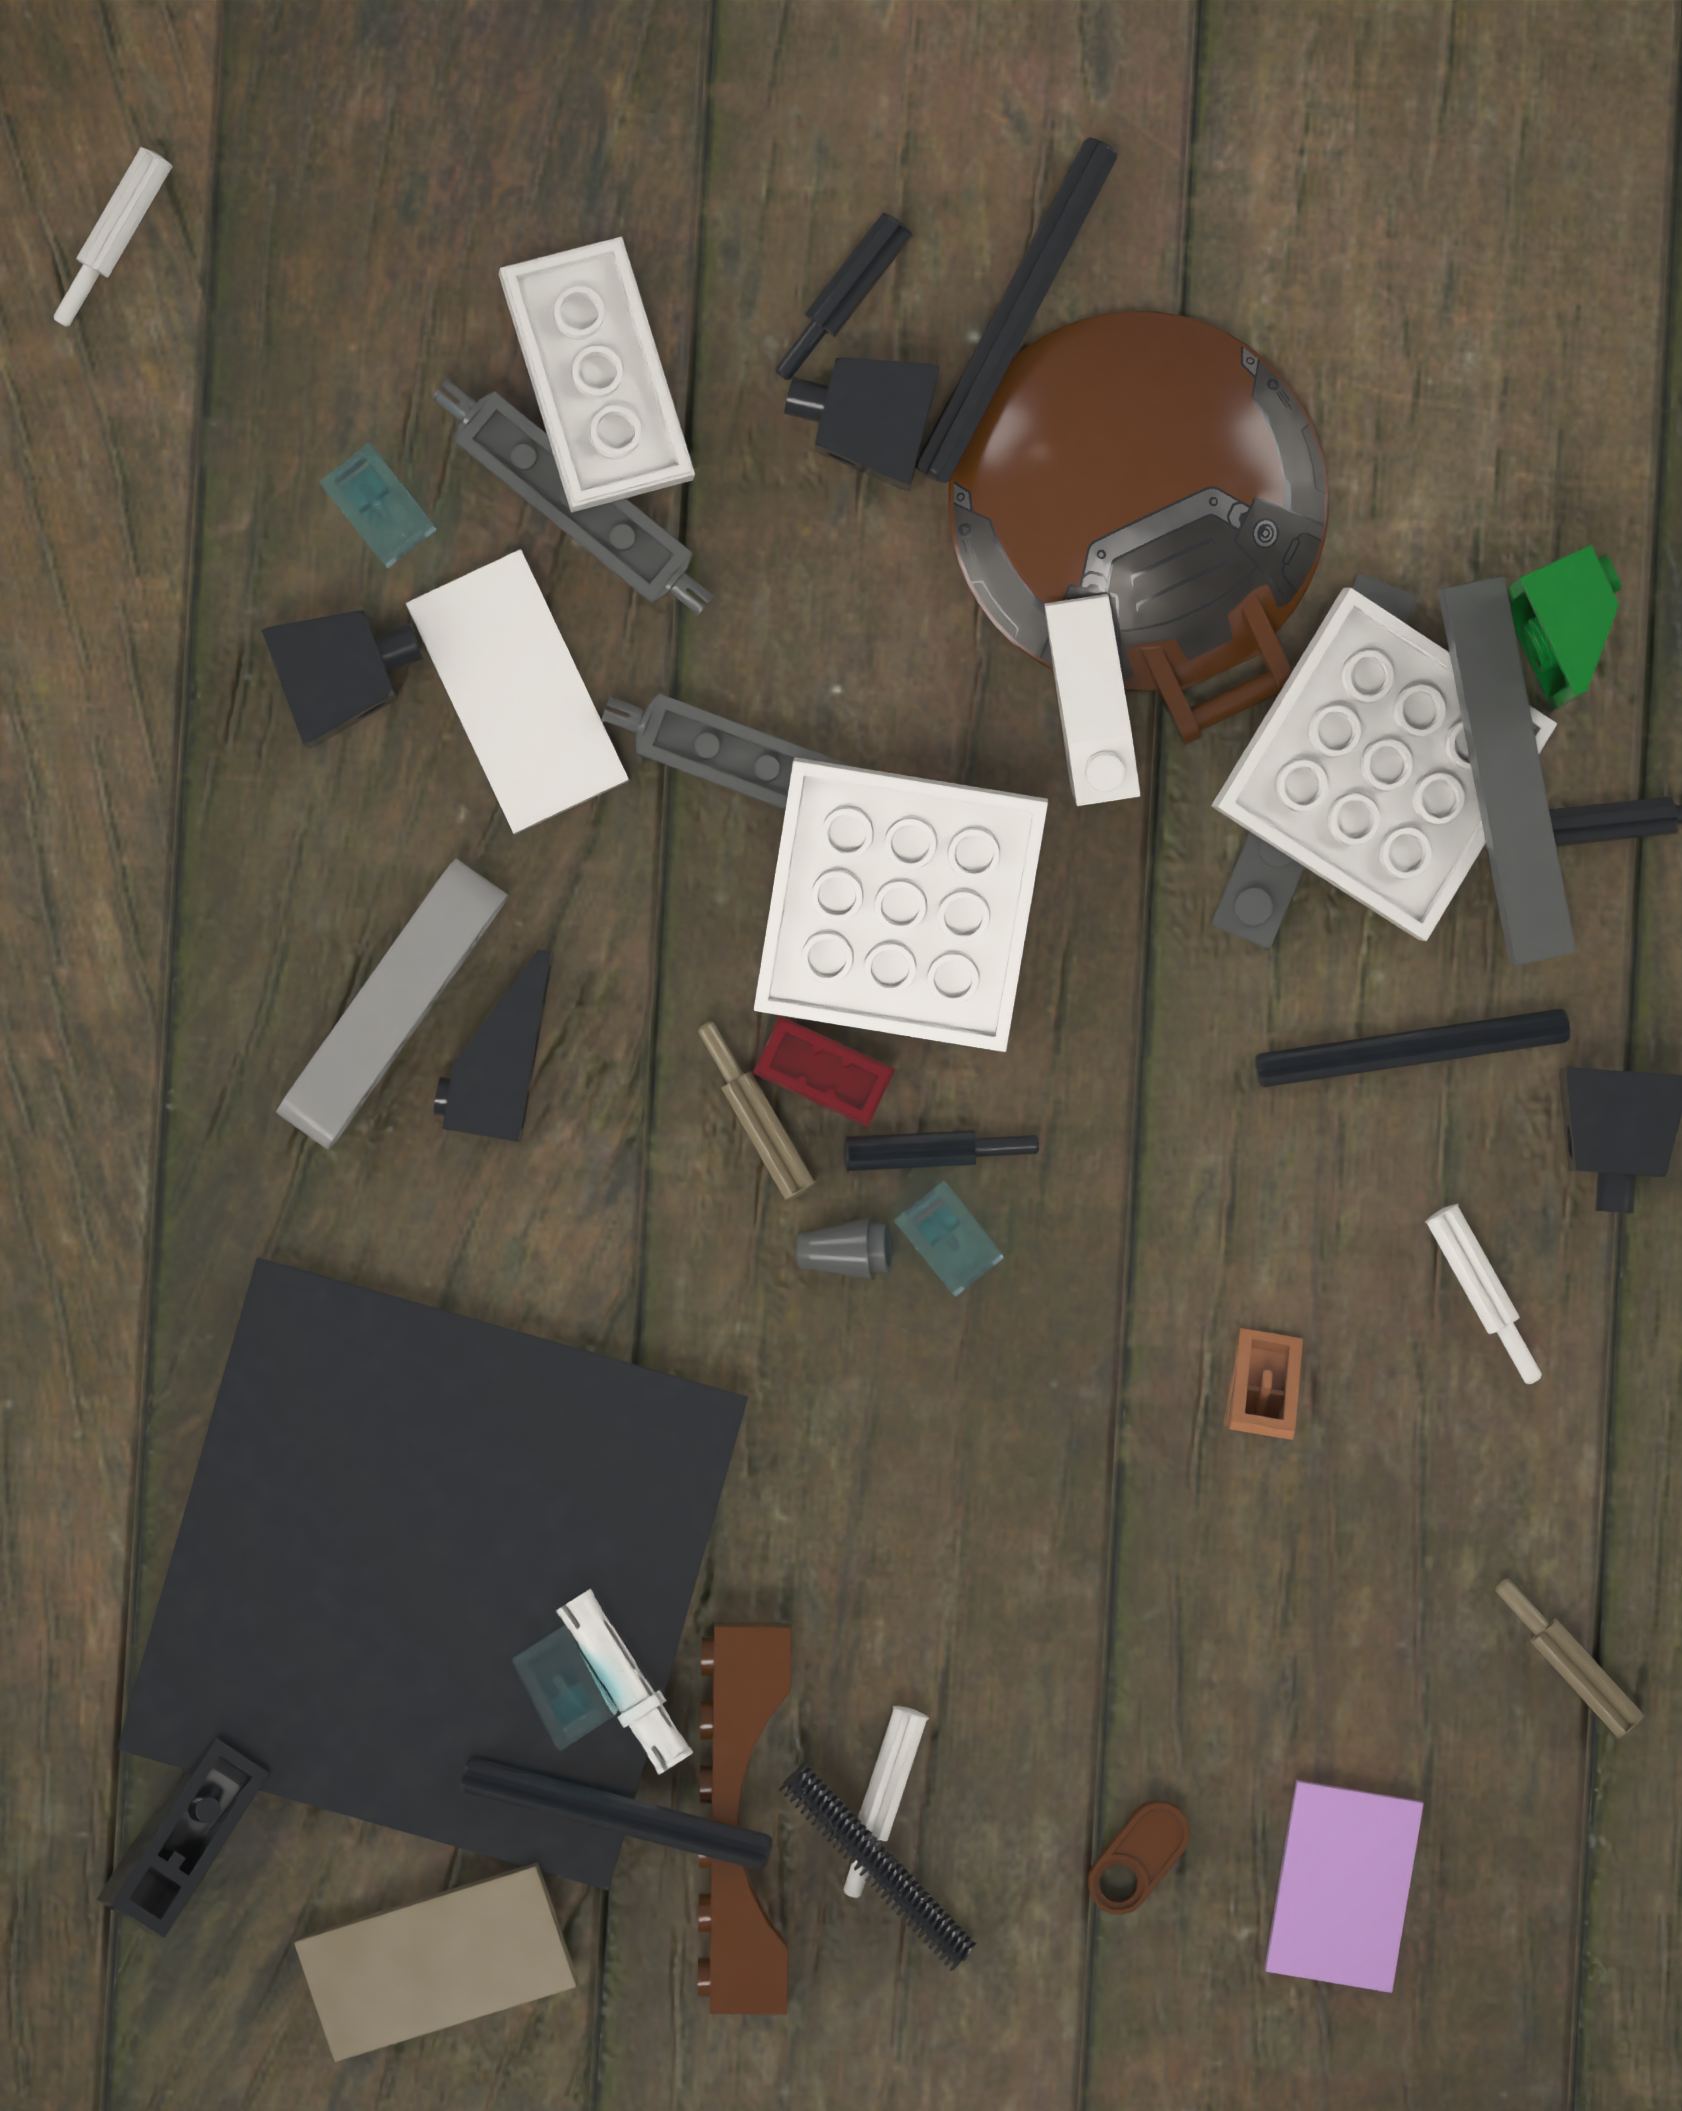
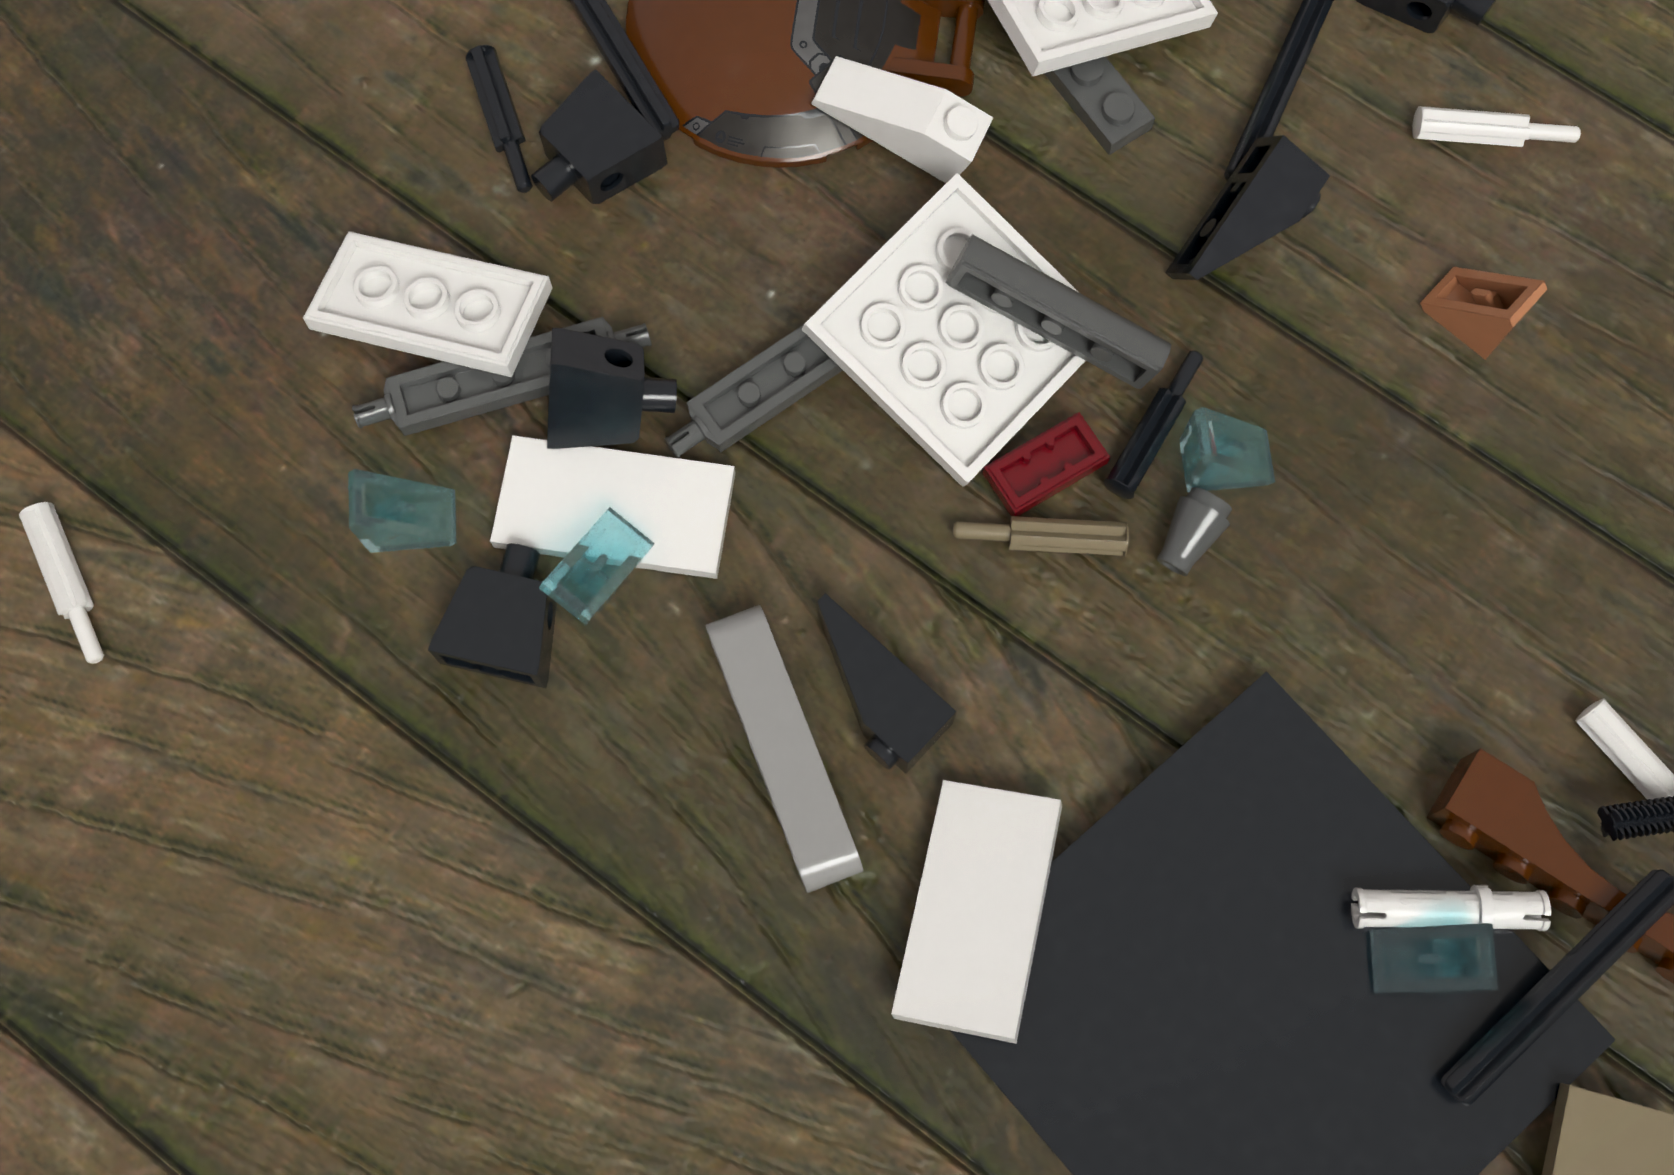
camera: 55 degrees left, 15 degrees down
(359, 1272) = (978, 911): none -> white tile
(437, 725) = (597, 566): none -> clear light blue slope
(608, 610) = (600, 391): none -> black torso
(971, 990) = (1058, 313): none -> dark grey brick
(1222, 1107) = (1262, 198): none -> black slope

